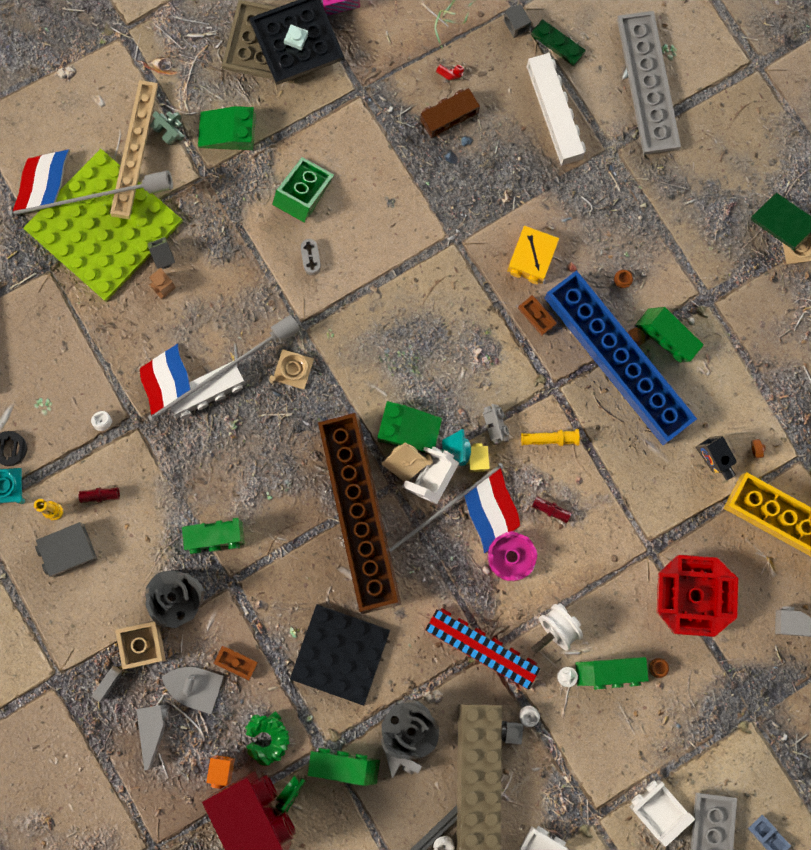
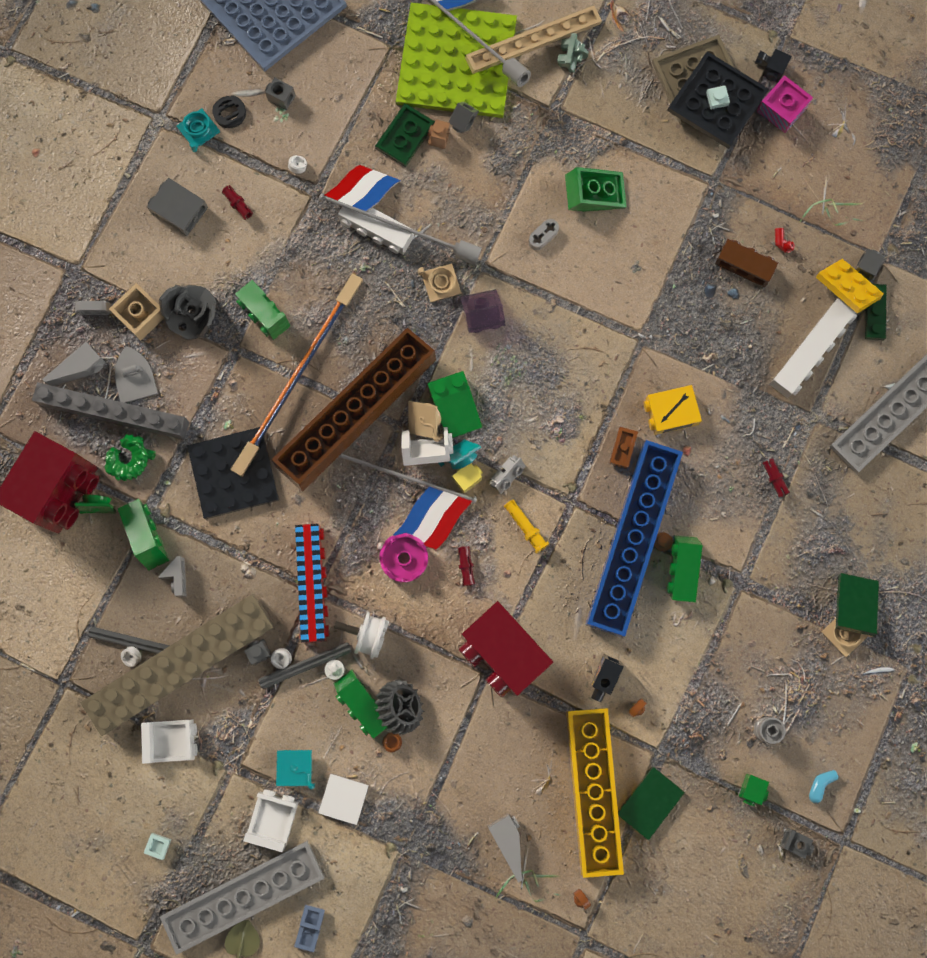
camera: 60 degrees right, 0 degrees up
(33, 393) = (282, 100): none -> dark grey brick
(48, 508) = (199, 171): yellow pin -> none
(139, 312) = (404, 135): none -> dark green tile
(213, 727) = (110, 411): none -> flat silver brick
(220, 771) = (78, 437): orange brick -> none
(227, 128) = (604, 100): green slope -> none
(235, 663) = (173, 394): dark orange plate -> none
(332, 625) = (250, 449): none -> piece
(343, 351) = (482, 311): none -> clear purple slope
(396, 738) = (191, 565): dark grey piece -> none
(525, 47) = (849, 285): none -> yellow plate
(548, 699) = (305, 665): none -> dark grey axle
(623, 278) = (706, 499): dark orange plate -> none
(630, 764) = (294, 768): none -> teal hat
(637, 641) = (399, 707): none -> dark grey gear
(642, 213) = (776, 478): none -> dark red pin
(649, 521) = (505, 650): none -> dark red brick
(680, 739) = (343, 799): none -> white tile
(716, 590) = (475, 755): red piece -> none

